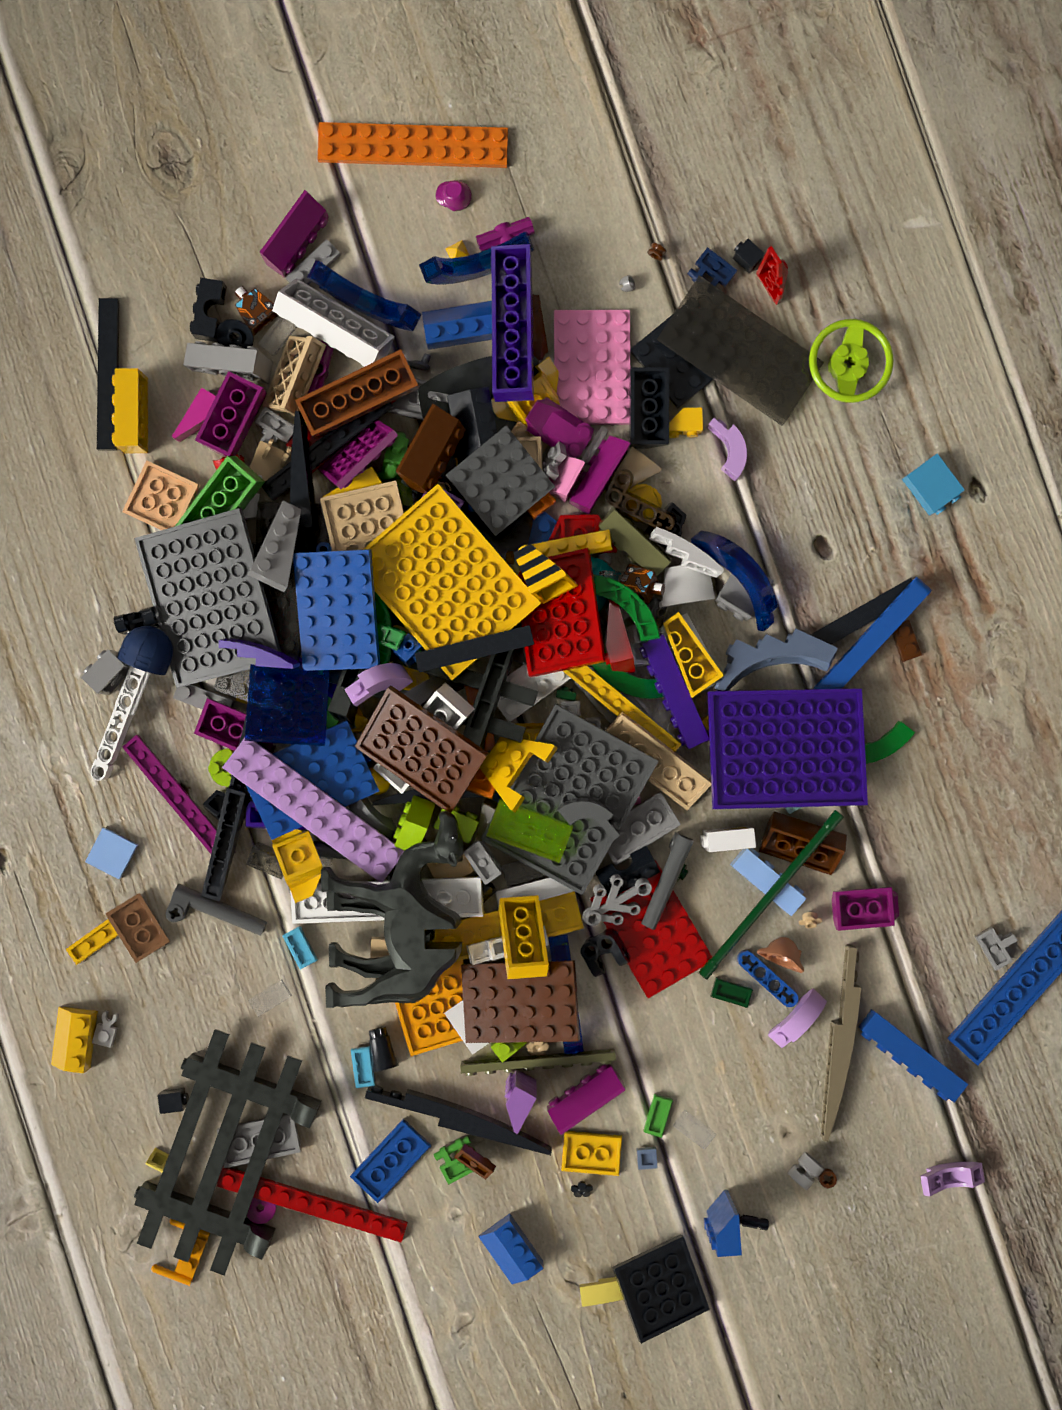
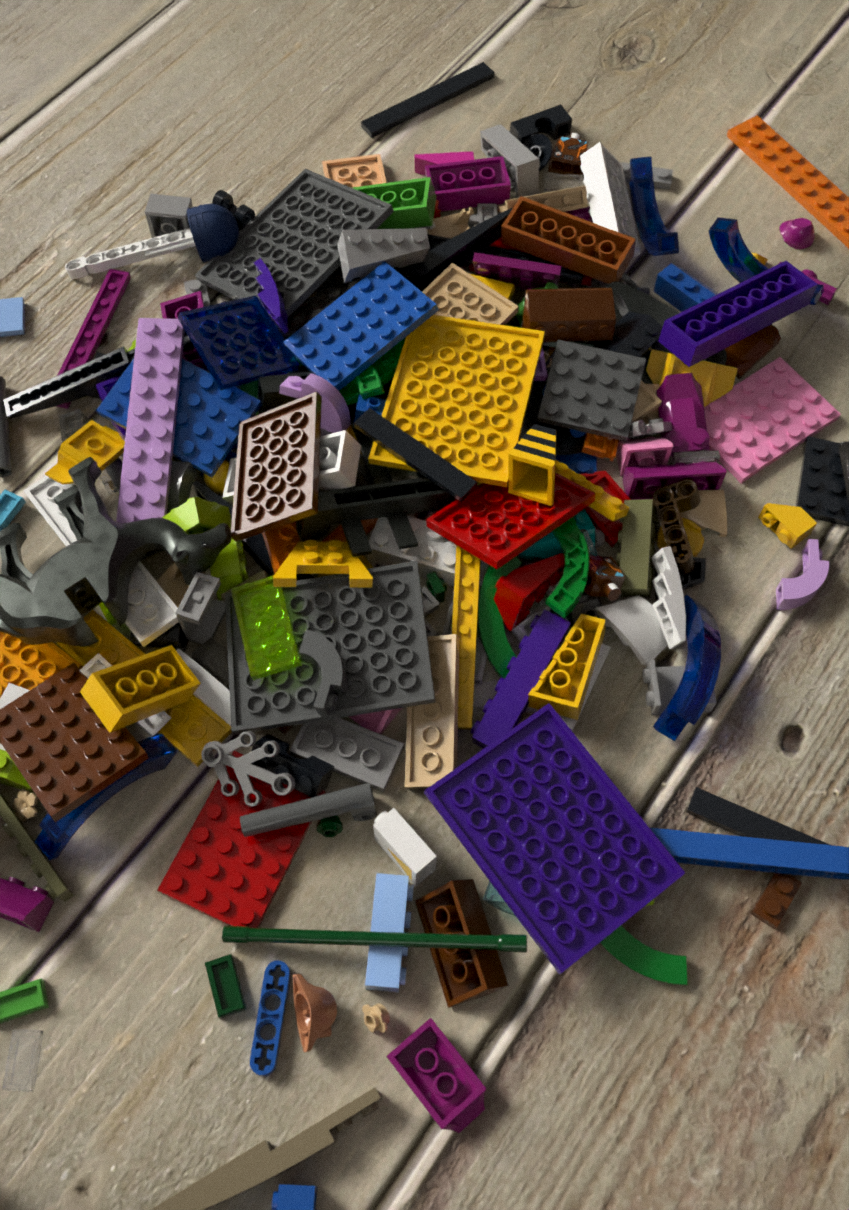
camera: 55 degrees right, 25 degrees down
(130, 410) = (411, 119): yellow brick -> none
(294, 234) = (663, 138): magenta slope -> none
(593, 958) = (184, 790): black piece -> none
(648, 407) = (771, 477): black slope -> none
(797, 649) = (667, 778): sand blue arch -> none
(799, 1019) = (244, 1089): lavender arch -> none

